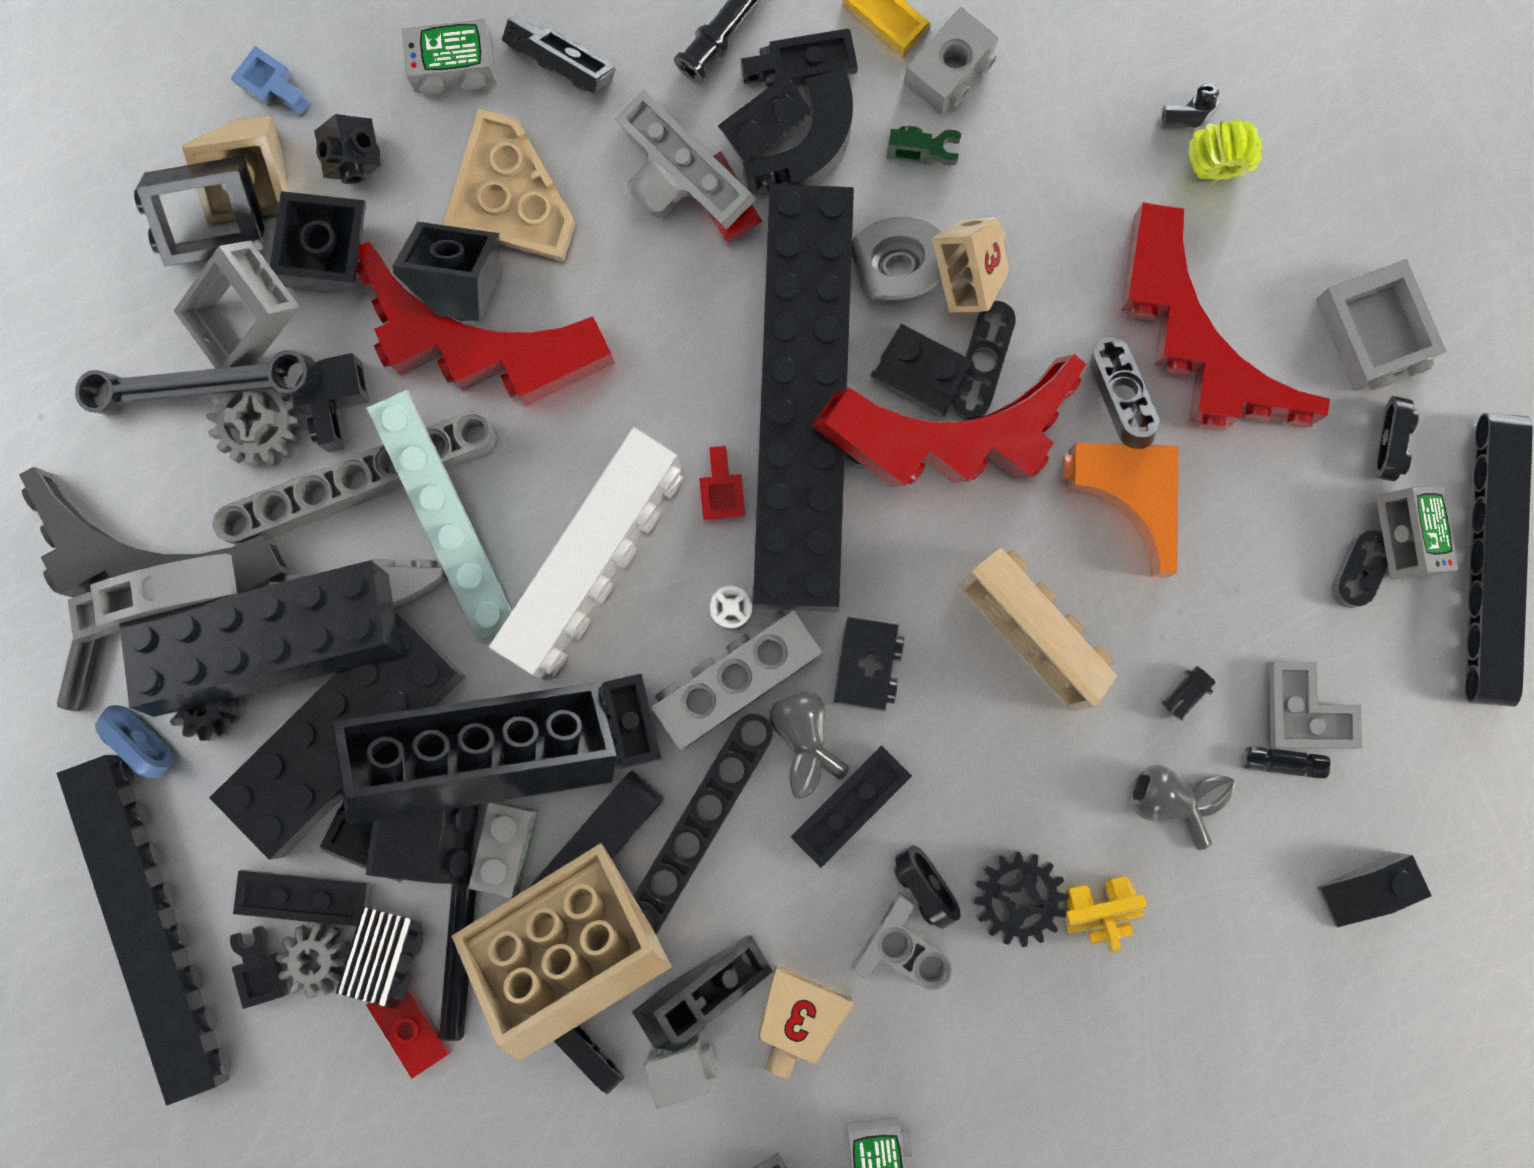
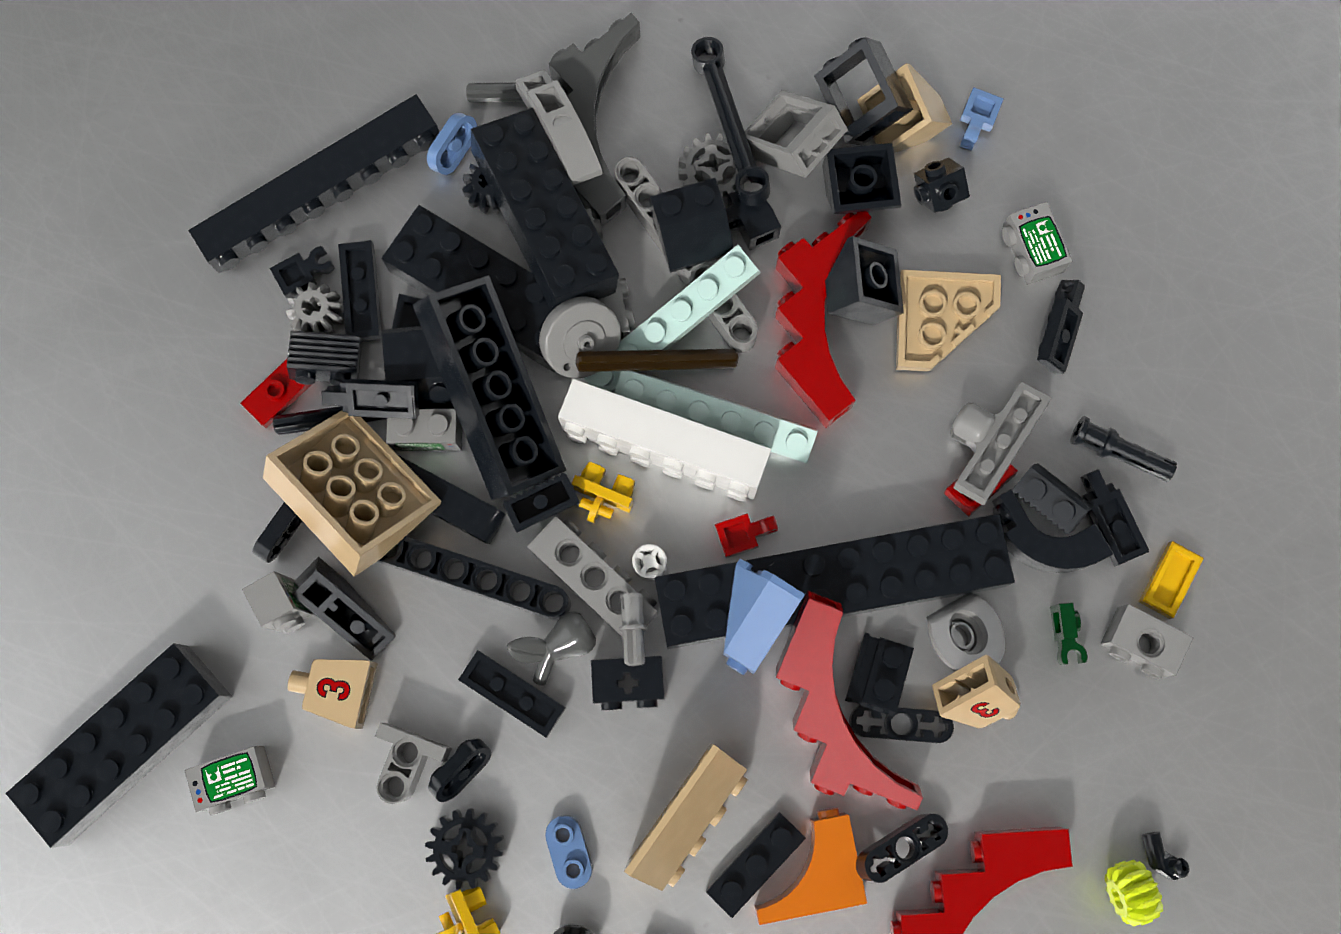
camera: 75 degrees right, 5 degrees down
(325, 459) = (691, 224): none -> black slope
(436, 628) = (577, 327): none -> light grey wheel
(452, 900) = (374, 398): none -> black hinge
(485, 543) = (656, 360): none -> dark brown axle
(569, 486) = (773, 432): none -> light aqua plate
(642, 628) = (589, 484): none -> yellow hips
(809, 641) = (633, 628): none -> light grey axle
(830, 490) = (756, 616): none -> medium blue slope
(1048, 777) = (568, 852): none -> medium blue plate
(1106, 564) = (755, 864): none -> black plate

